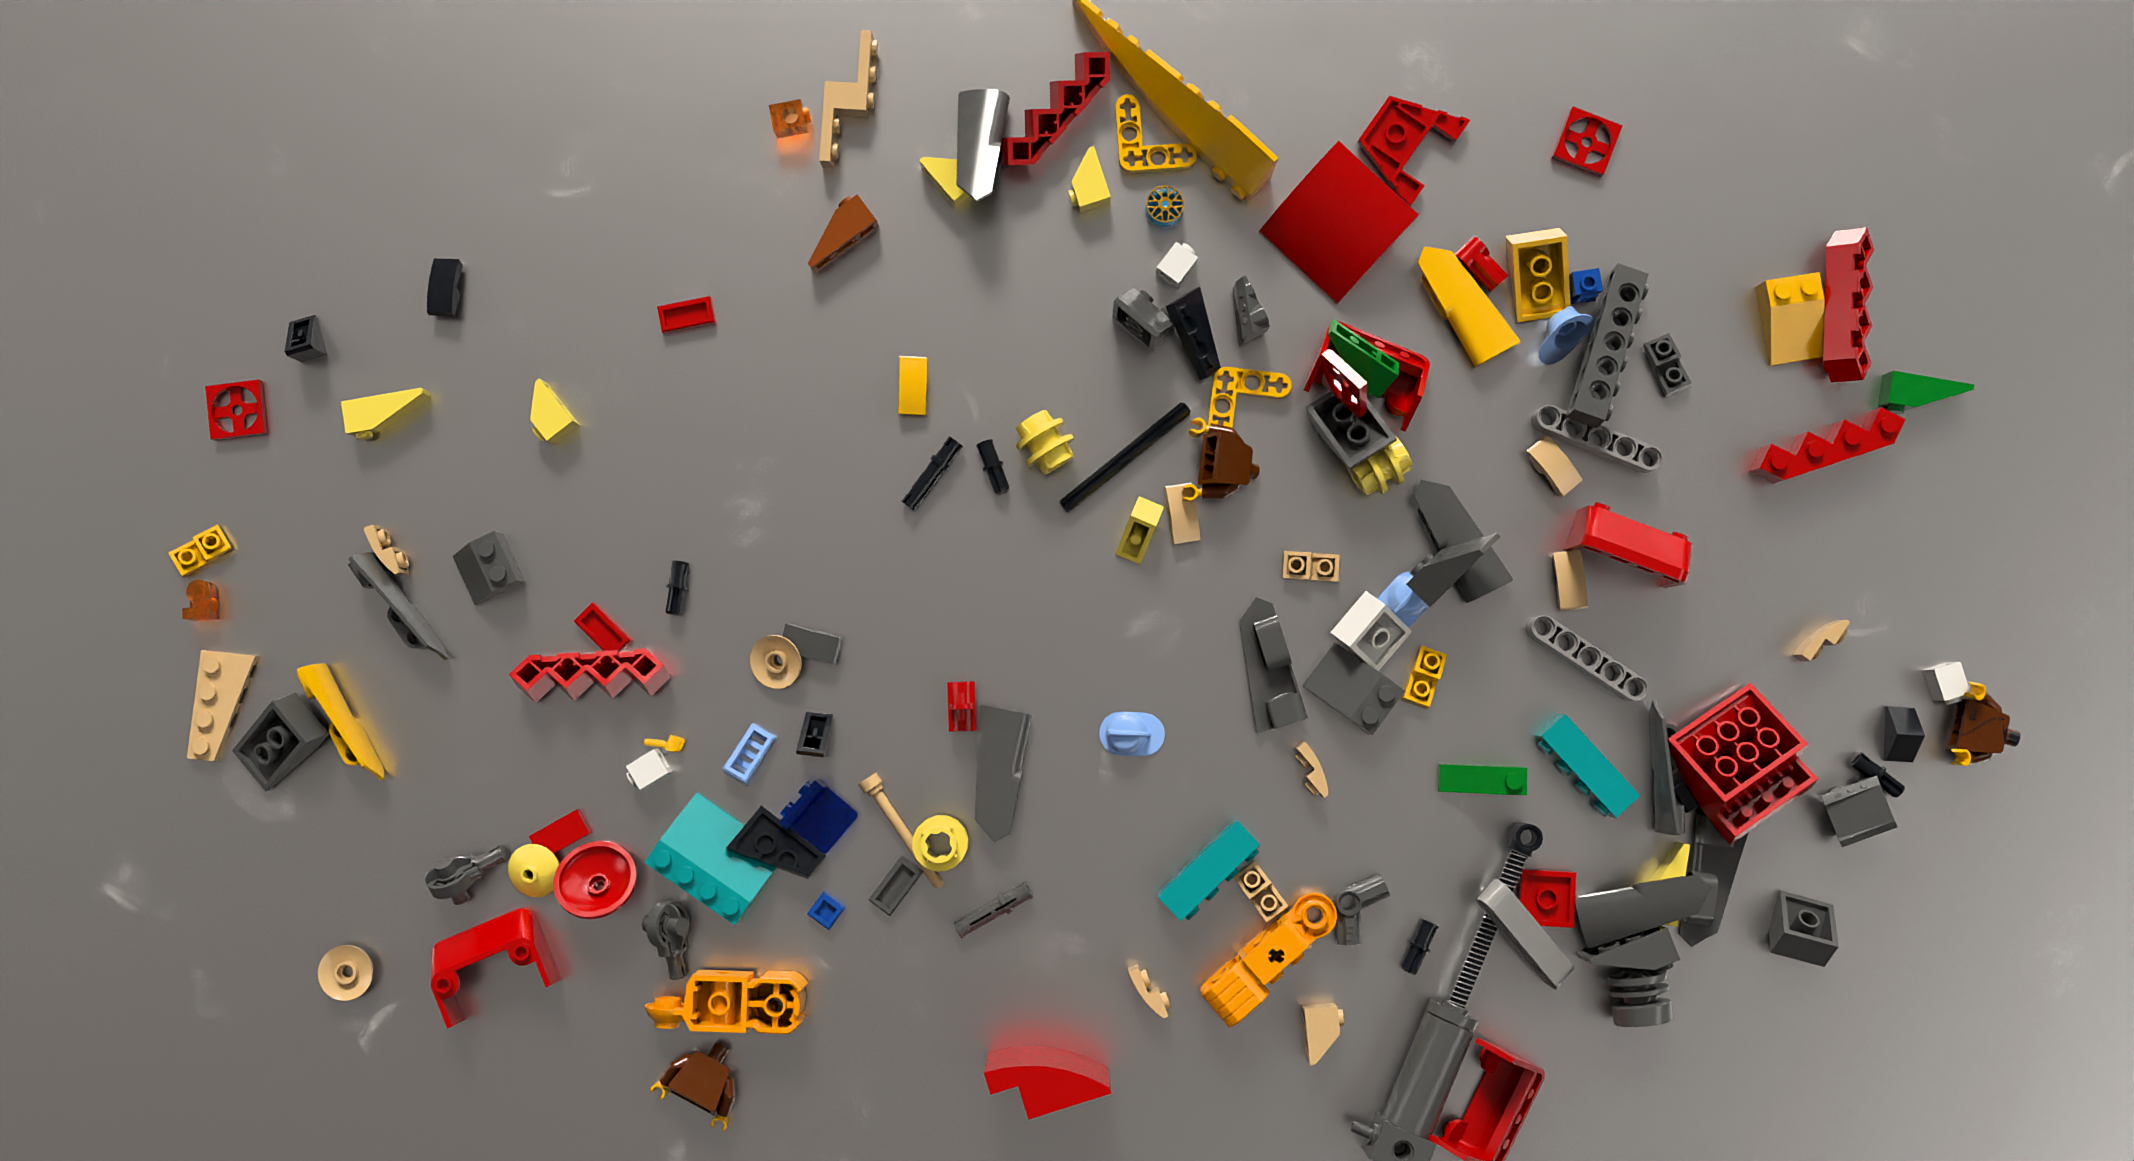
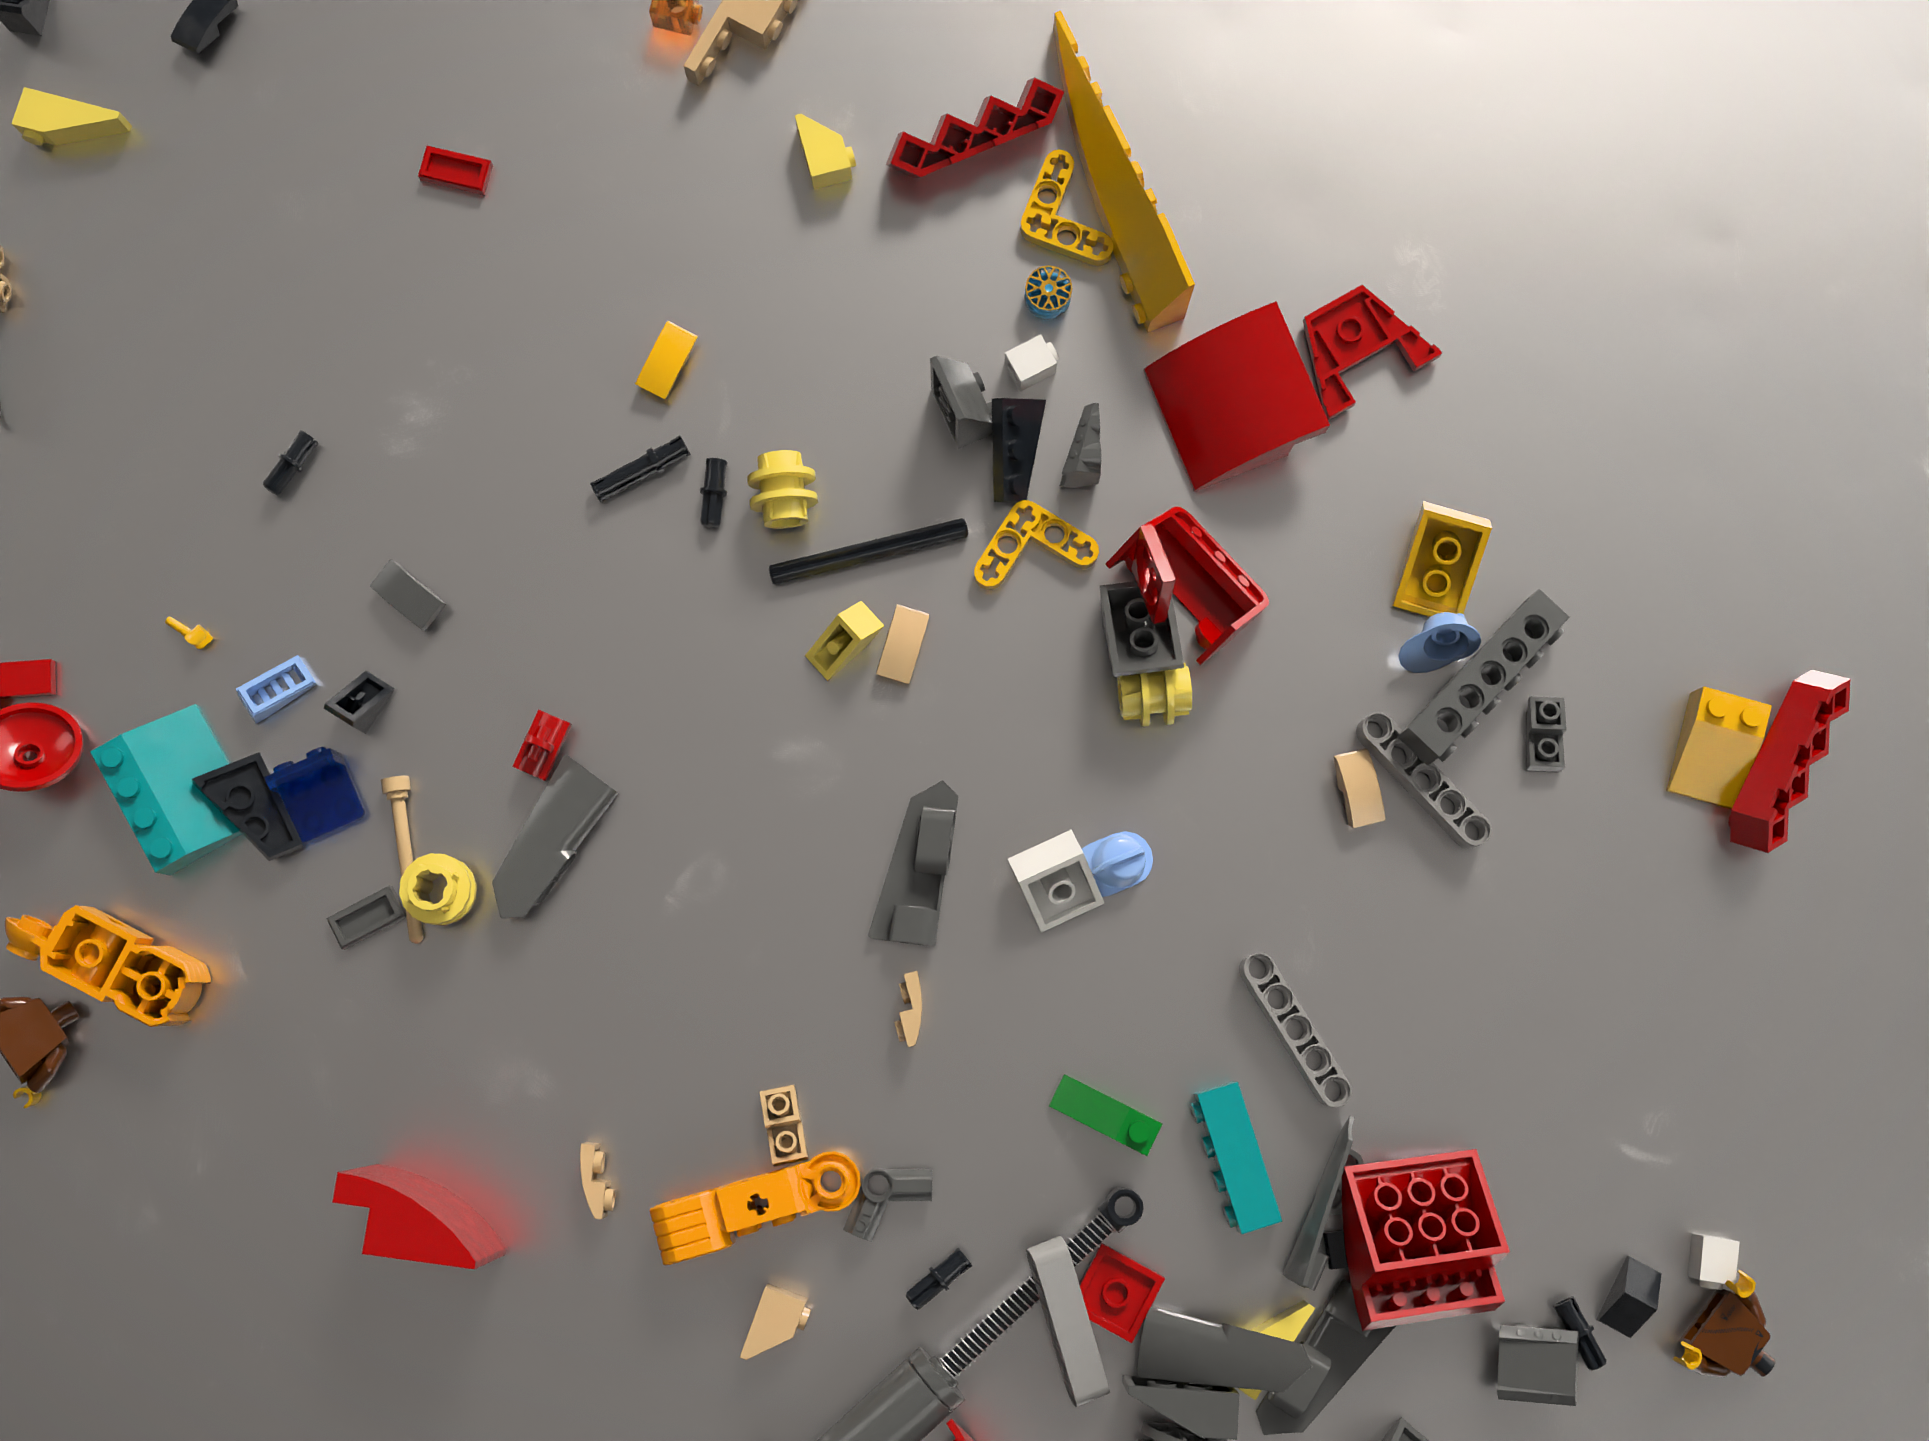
camera: 20 degrees right, 5 degrees down
(488, 567) = (94, 343): dark grey slope -> none
(549, 414) = (247, 207): light yellow slope -> none
(578, 671) = (131, 505): red brick -> none
(602, 629) = (184, 473): red tile -> none
(648, 769) = (154, 651): white brick -> none
(675, 928) = (87, 848): dark grey pin -> none
(765, 664) = (347, 592): tan dish -> none
(826, 910) = (273, 908): blue tile -> none
(847, 226) = (676, 155): dark orange slope -> none
(979, 140) = (872, 123): dark grey panel -> none
(1020, 894) = (504, 995): dark grey pin -> none
(1089, 184) = (973, 229): light yellow slope -> none
(1132, 733) = (724, 870): light blue piece -> none
(1208, 870) = (732, 1070): teal brick -> none
(1223, 462) = (975, 606): reddish brown torso -> none
(1311, 566) = (1023, 774): tan slope -> none
(1353, 688) = (1004, 937): dark grey slope -> none
(1364, 358) = (1193, 565): green slope -> none
(1424, 677) = (1094, 963): yellow slope -> none
(1439, 572) = (1167, 847): dark grey slope -> none
(1451, 525) = (1209, 825): dark grey panel -> none
(1465, 306) = (1340, 559): yellow panel -> none
(1476, 259) = (1376, 511): red piece -> none
(1570, 580) = (1317, 929): tan slope -> none
(1585, 286) = (1488, 598): blue window -> none
(1594, 121) = (1586, 420): red piece -> none
(1631, 543) = (1408, 917): windscreen -> none
(1829, 634) = (1593, 1137): tan slope -> none
(1841, 443) = (1674, 915): red brick -> none
(1907, 391) = (1819, 895): green slope -> none

